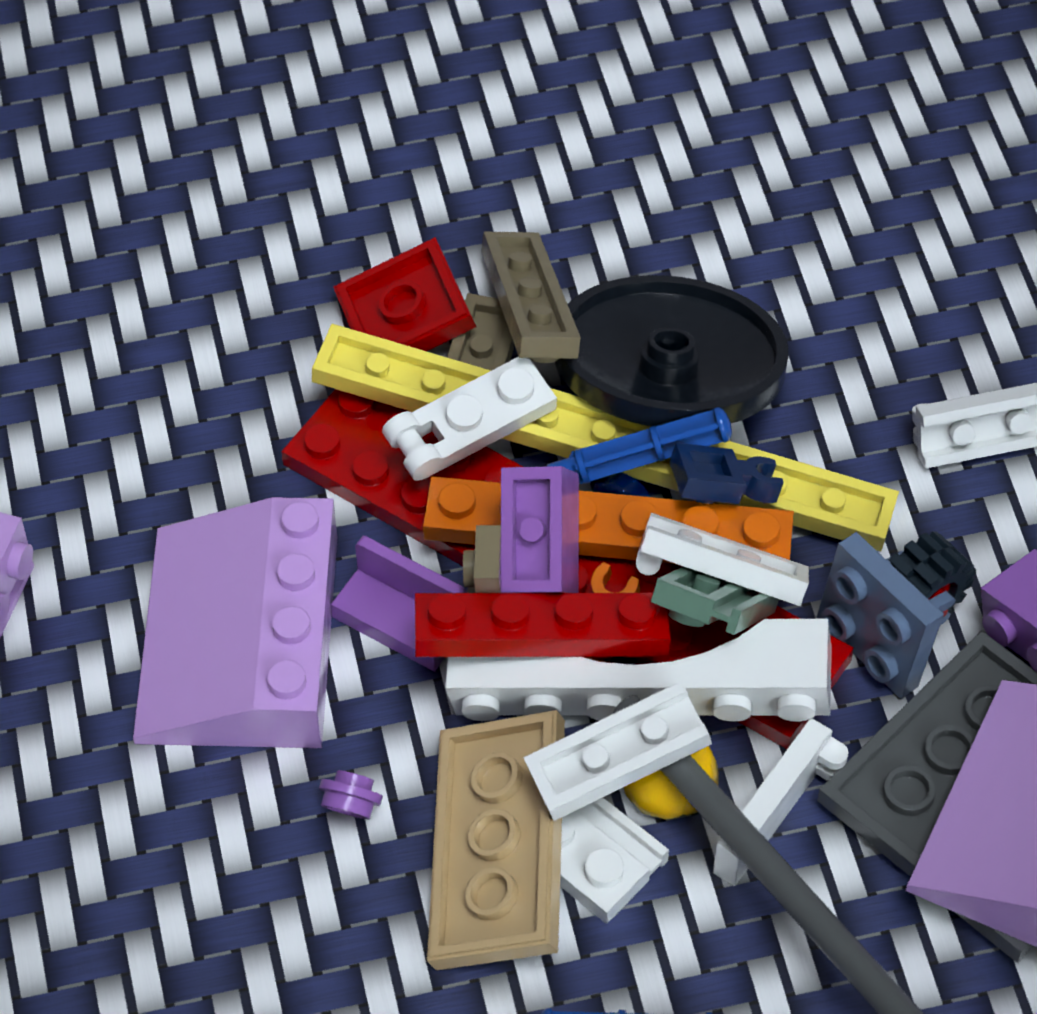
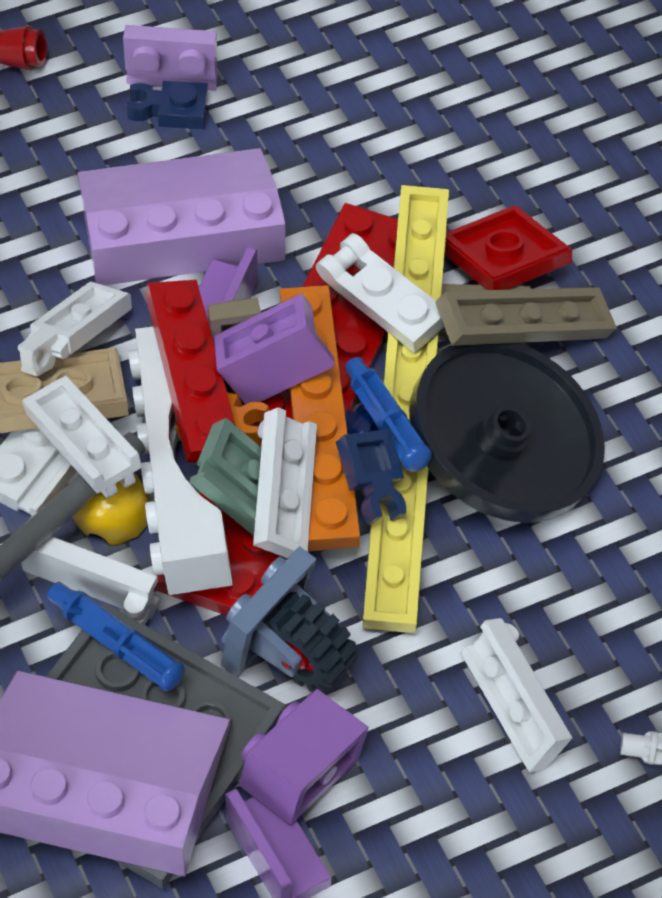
camera: 75 degrees right, 0 degrees up
(50, 608) = (174, 105): none -> dark blue plate
(350, 795) = (43, 296): medium lavender plate -> none
(405, 764) = (71, 325): none -> white hinge
(879, 774) = (117, 636): none -> blue piece

